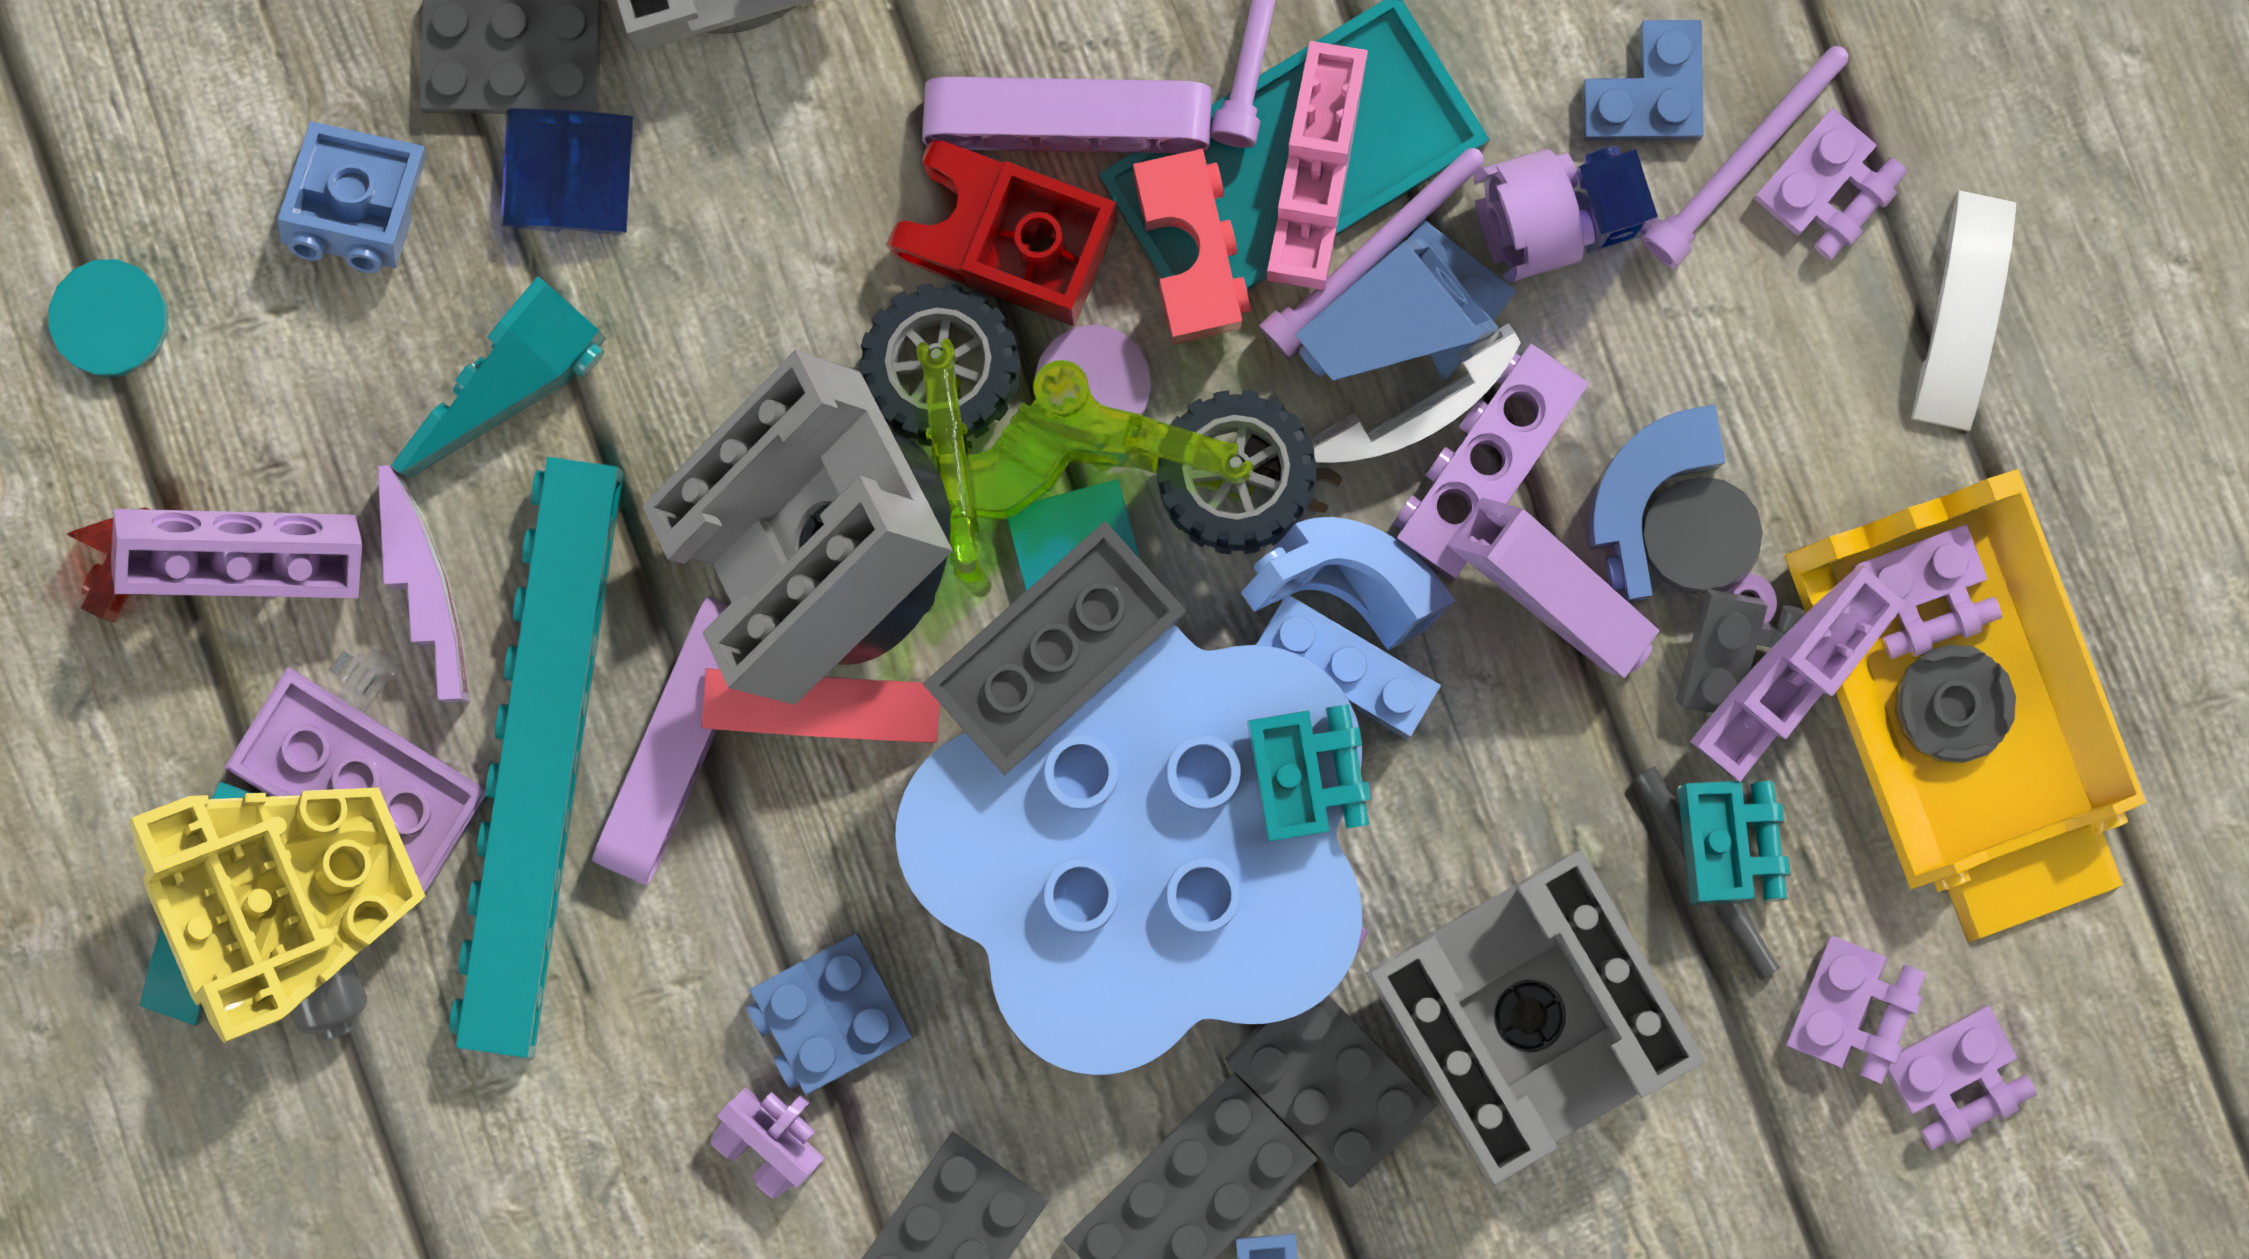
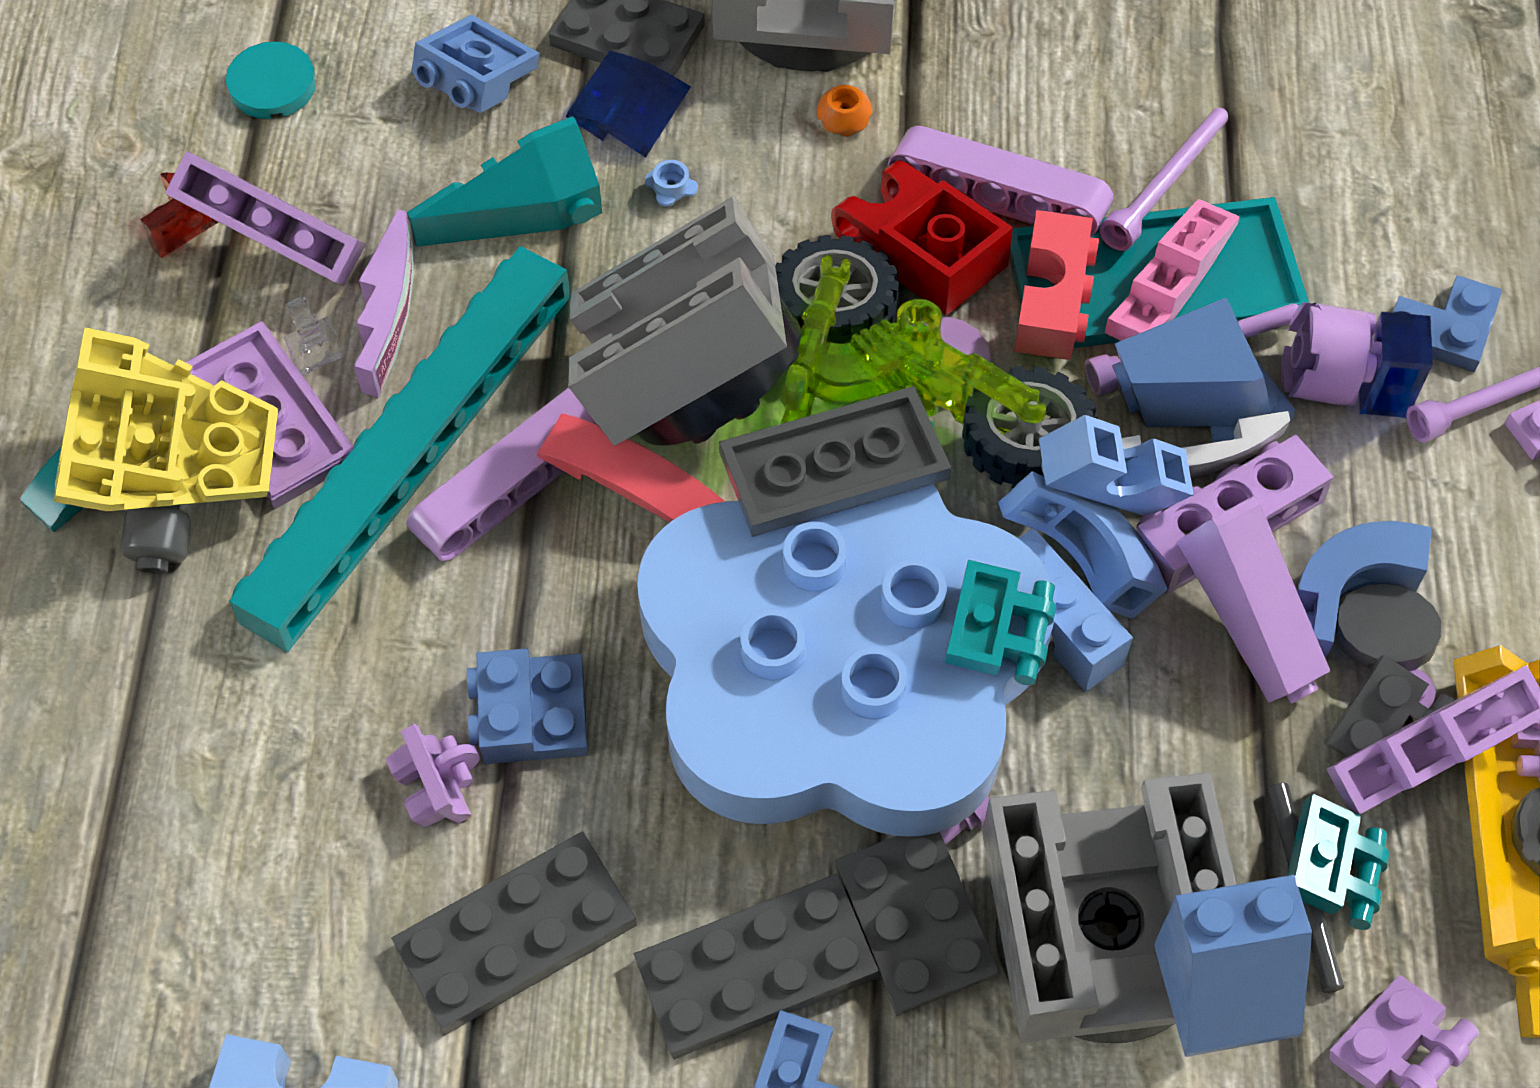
camera: 25 degrees right, 25 degrees down
(672, 252) = (670, 173): none -> light blue plate
(837, 88) = (844, 110): none -> orange plate
(1355, 506) = (1091, 463): none -> light blue arch
(1679, 1075) = (1236, 964): none -> medium blue slope

